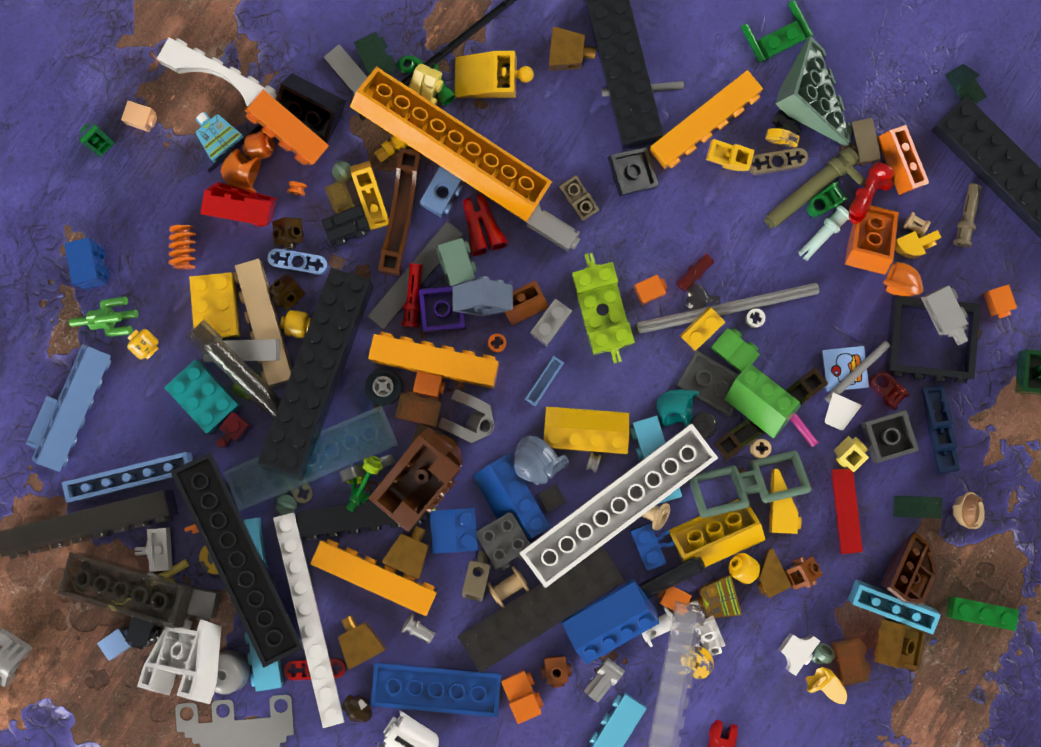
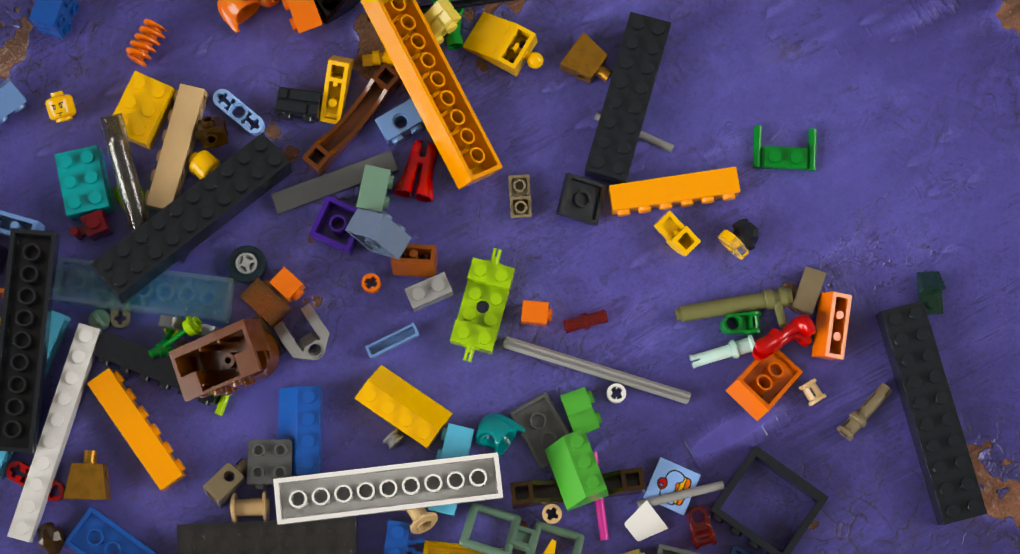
camera: 25 degrees right, 5 degrees down
(107, 317) = (43, 66): bright green plant -> none
(238, 204) = (215, 32): red wedge -> none
(253, 349) = (152, 166): light grey tile -> none
(288, 232) = (244, 81): dark brown brick -> none
(296, 188) = (276, 48): orange bush -> none
(339, 196) = (309, 75): clear yellow brick -> none
(342, 171) = (322, 55): sand green tile -> none
(408, 553) = (180, 425): pearl gold torso -> none
(412, 305) = (313, 207): red pin -> none
(417, 629) = (147, 499): light grey pin -> none
(427, 358) = (300, 261): light orange brick -> none
(453, 530) = (231, 427): blue slope -> none
(537, 460) = (341, 407): sand blue head -> none
(551, 498) = (336, 449): clear smoke brick -> none
(553, 229) = (480, 210): light grey window -> none
(699, 297) = (576, 346): clear smoke rock -> none
(702, 328) = (562, 374): yellow plate -> none
(704, 423) = (511, 462): clear smoke head -> none
(793, 164) = (730, 275): dark tan beam -> none
(810, 94) = (781, 223): sand green slope -> none
(903, 280) = (770, 436): orange piece -> none
(912, 247) = (795, 409): yellow brick -> none
(946, 313) = (790, 487): light grey hinge -> none
(1000, 301) = (850, 506): orange brick -> none

